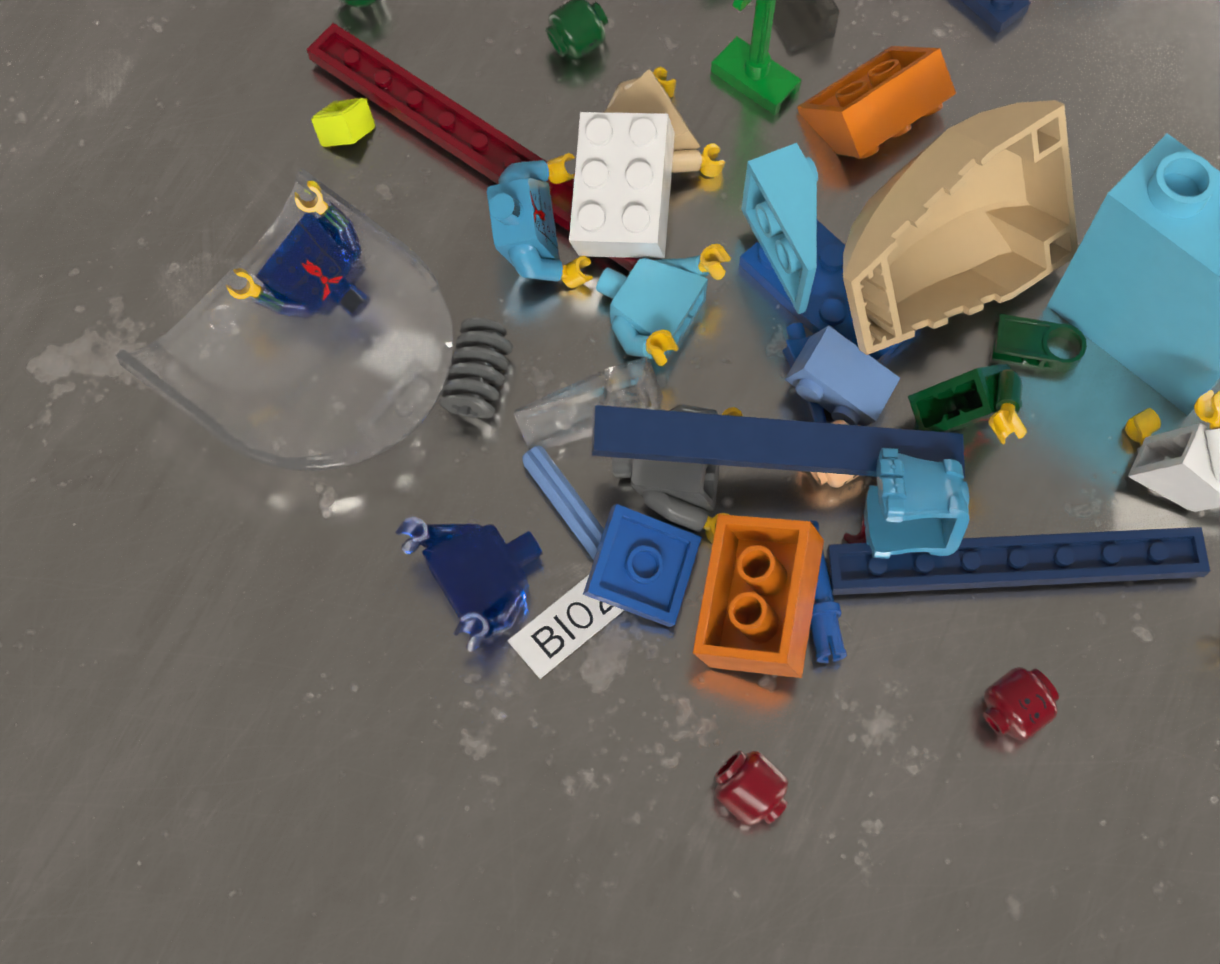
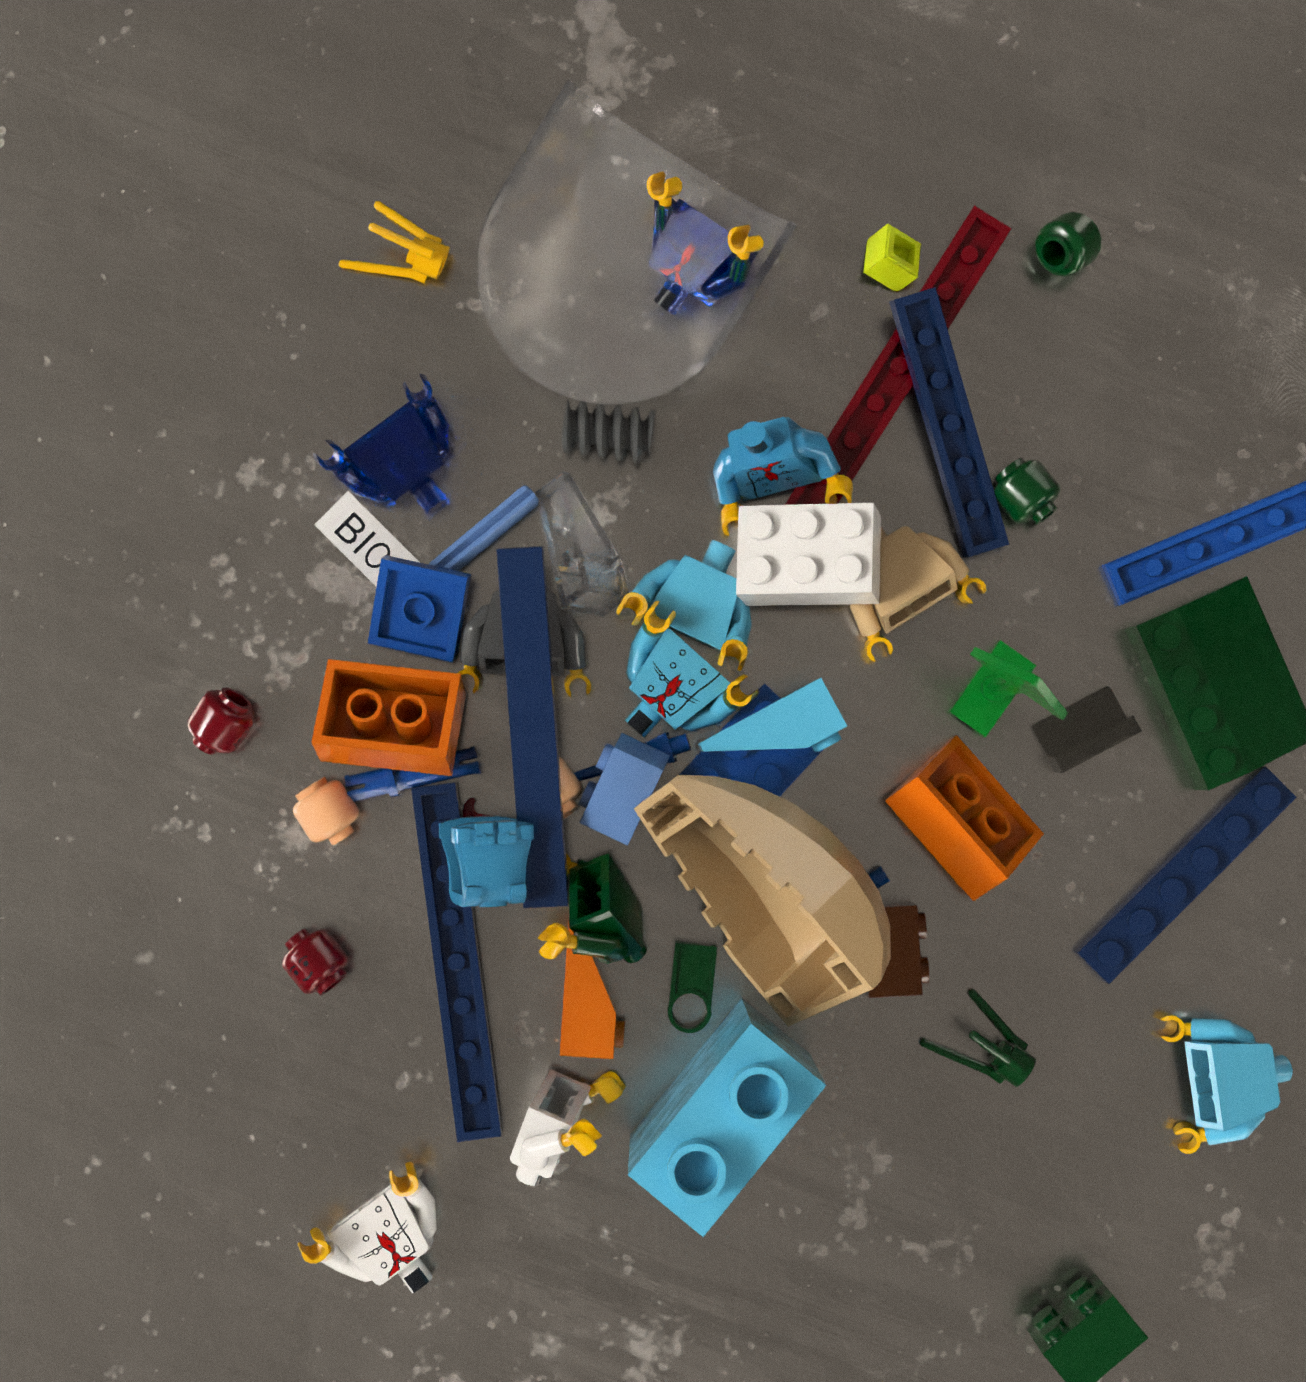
camera: 85 degrees right, 20 degrees up
(266, 536) = (425, 254): none -> yellow plant
(503, 79) = (949, 422): none -> dark blue plate
(736, 326) = (676, 681): none -> medium azure torso
(855, 679) = (326, 811): none -> light nougat head
(1065, 436) = (588, 1011): none -> orange slope
(1099, 84) = (1009, 1060): none -> dark green plant

